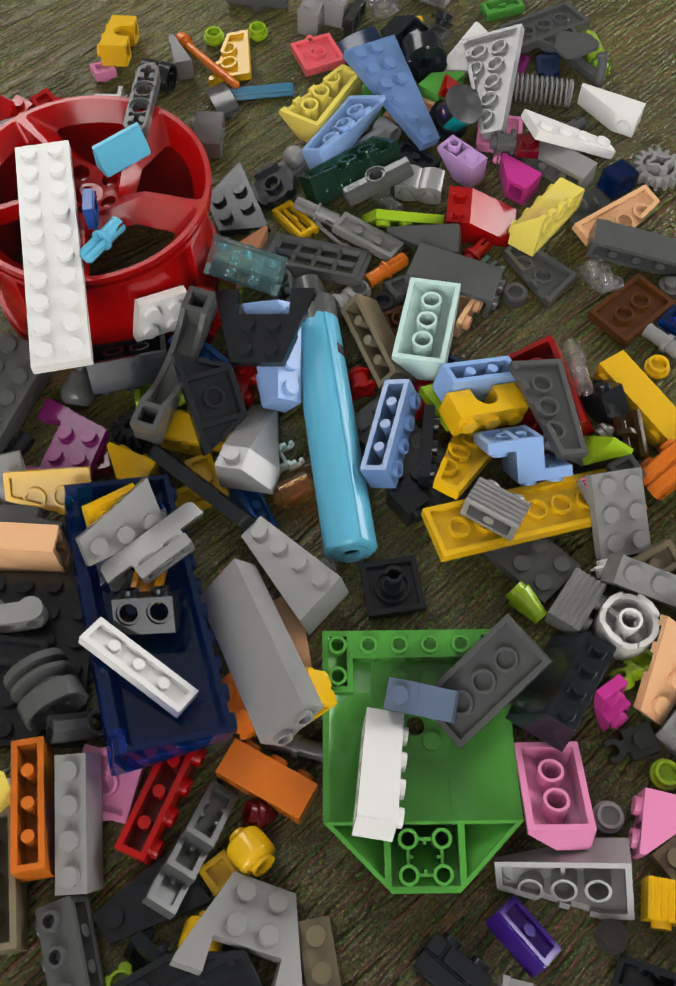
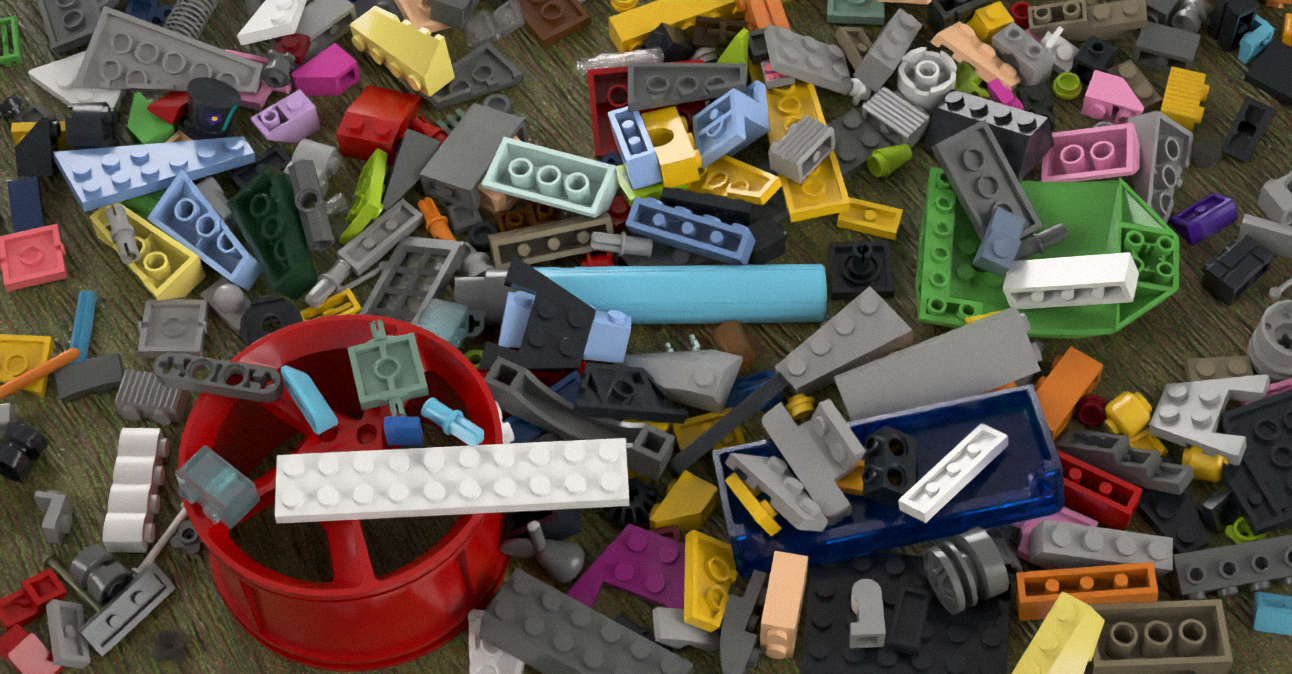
camera: 80 degrees left, 5 degrees down
(41, 113) = (216, 487): none -> clear light blue brick
(149, 193) = (387, 370): none -> sand green plate
(236, 548) = (800, 406): none -> yellow plate
(267, 136) = (173, 327): none -> light grey plate
(325, 79) = (122, 234): none -> light grey pin
(375, 383) = (621, 244): none -> light grey axle
(439, 745) = (1038, 242): none -> dark grey axle
(453, 591) = (871, 219): none -> yellow plate

